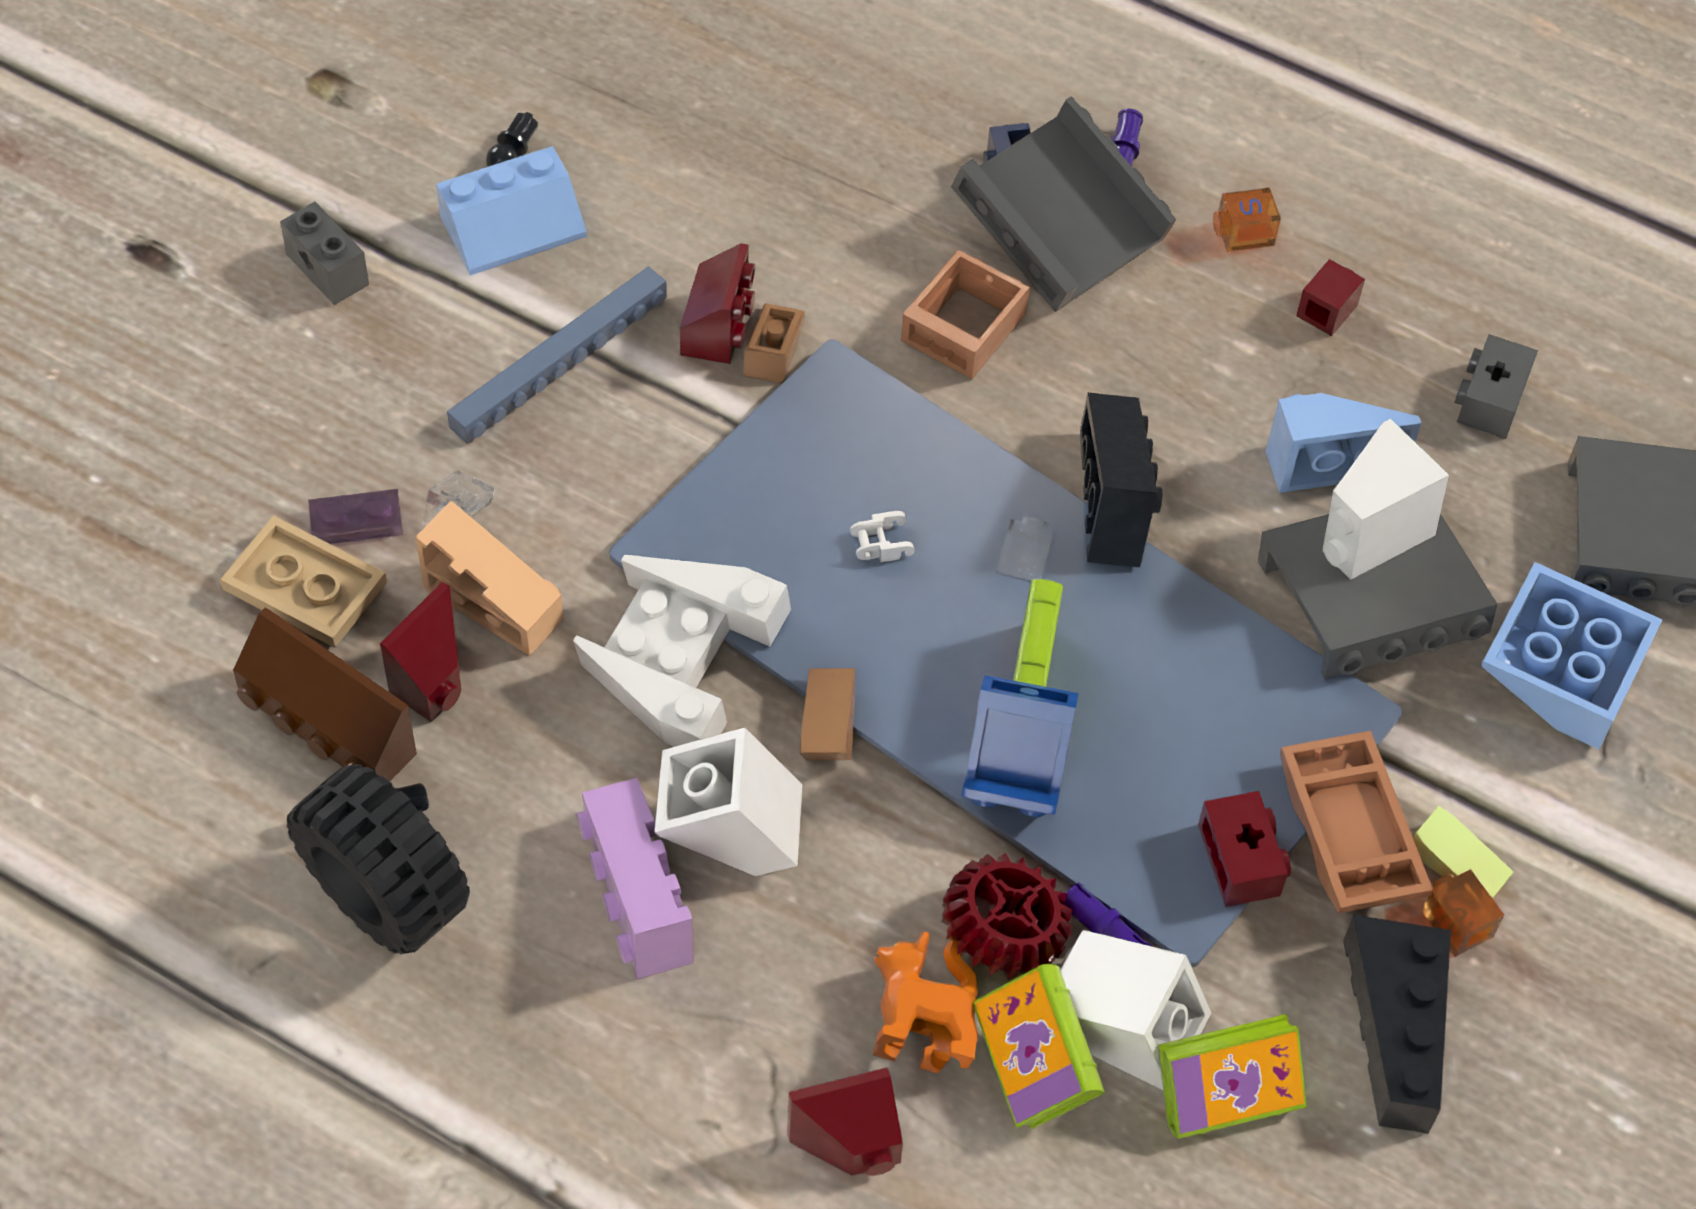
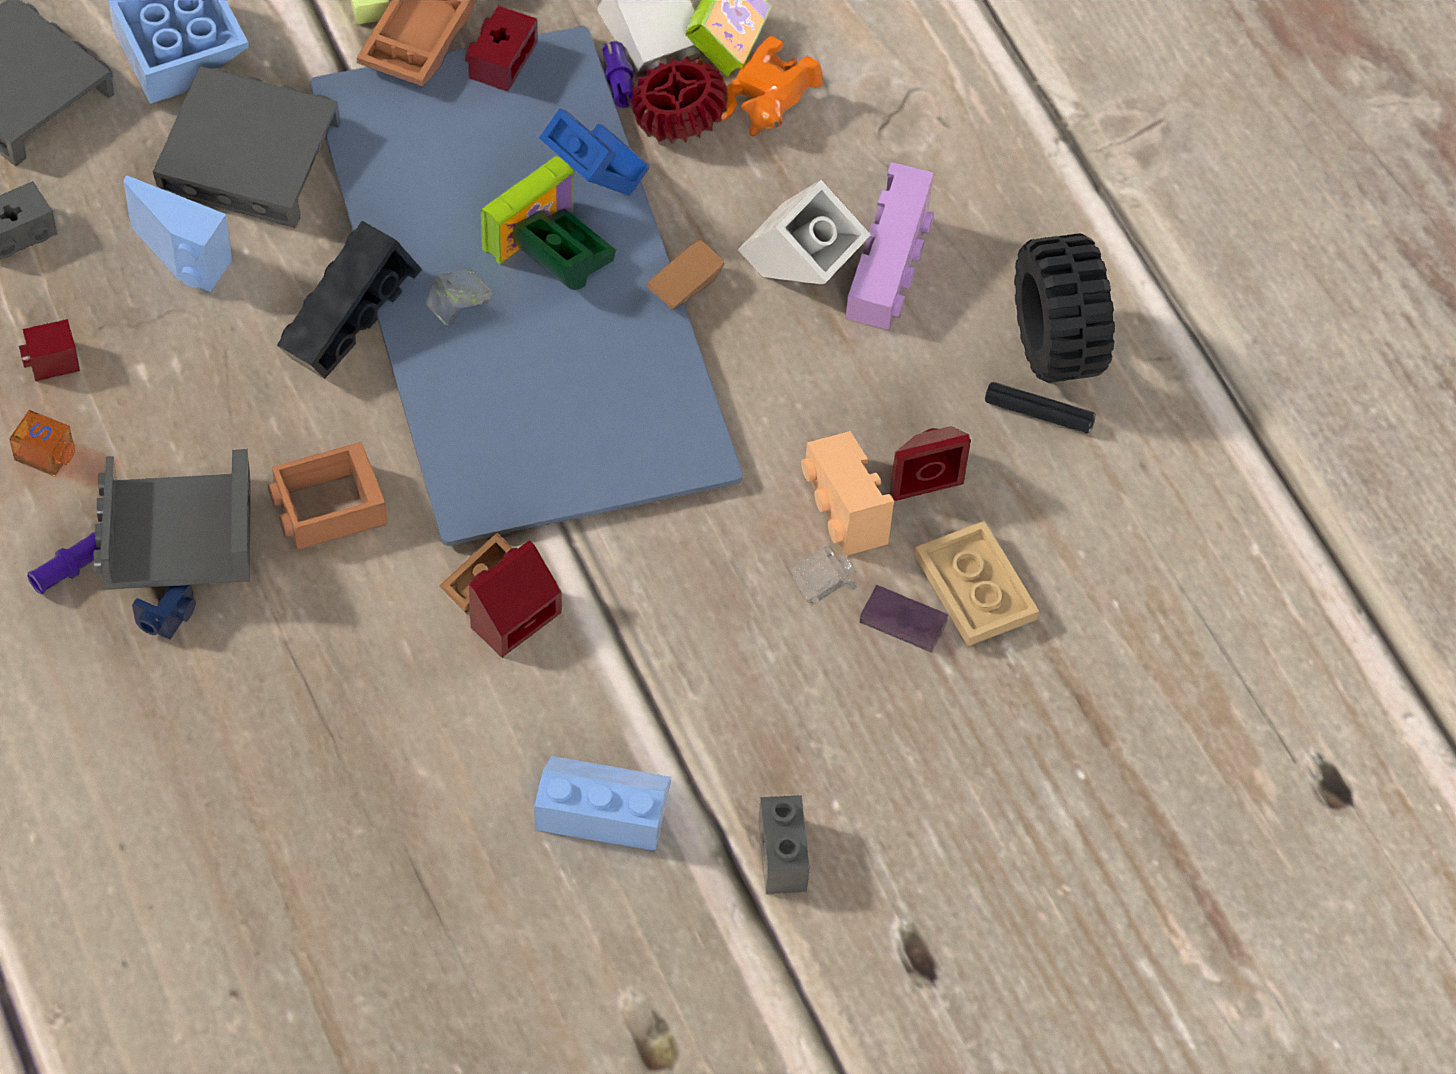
camera: 145 degrees left, 0 degrees up
(322, 699) = (1022, 472): reddish brown slope -> none
(513, 141) = (568, 859): black axle -> none
(557, 355) = (657, 655): sand blue piece -> none
(674, 635) = (752, 380): white wedge -> none
(848, 1123) = (871, 55): dark red slope -> none
(883, 549) = (543, 375): white piece -> none
(965, 643) = (563, 246): none -> dark green brick
(1384, 503) = (217, 140): white slope -> none

